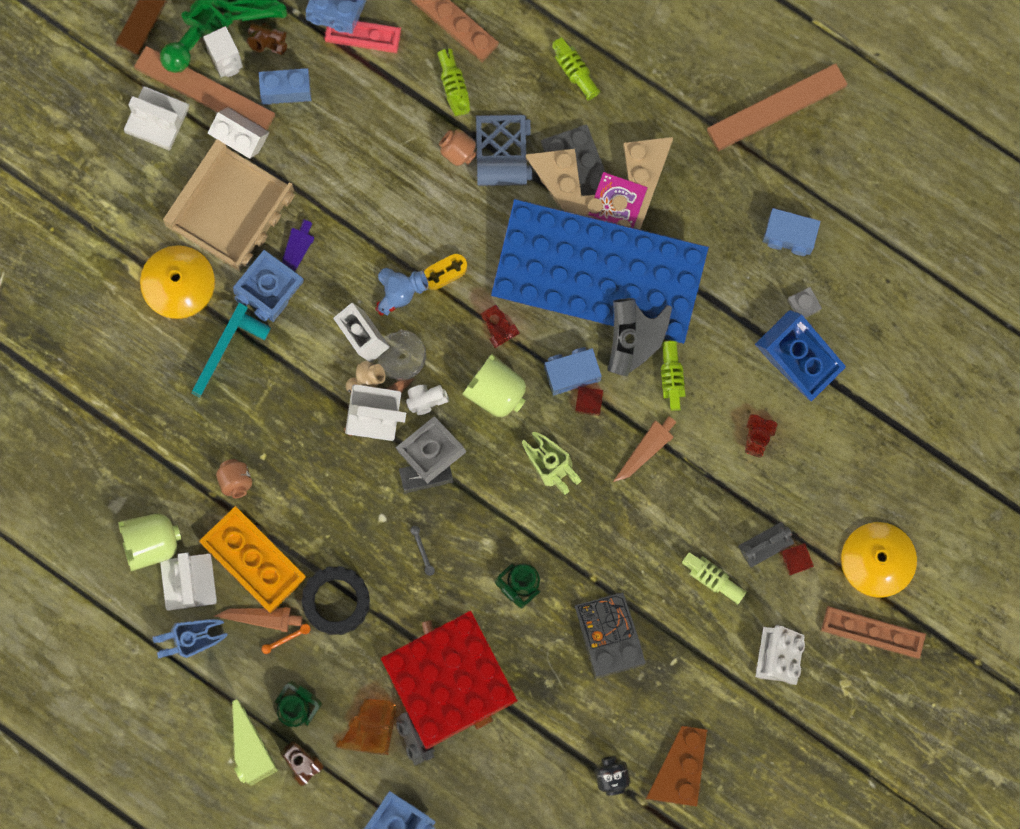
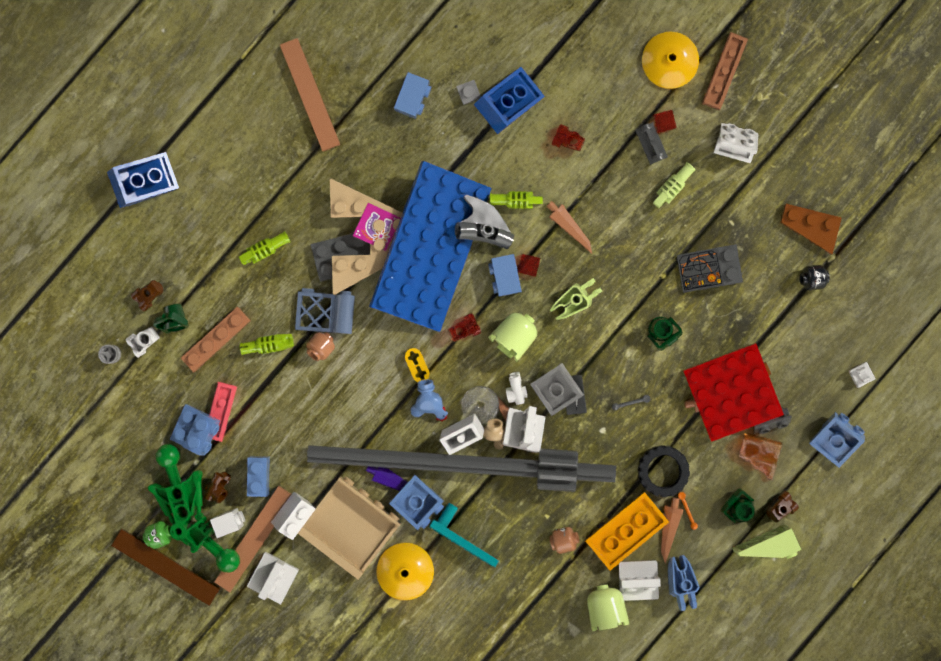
camera: 80 degrees left, 10 degrees up
(324, 451) = (555, 468): none -> dark grey axle

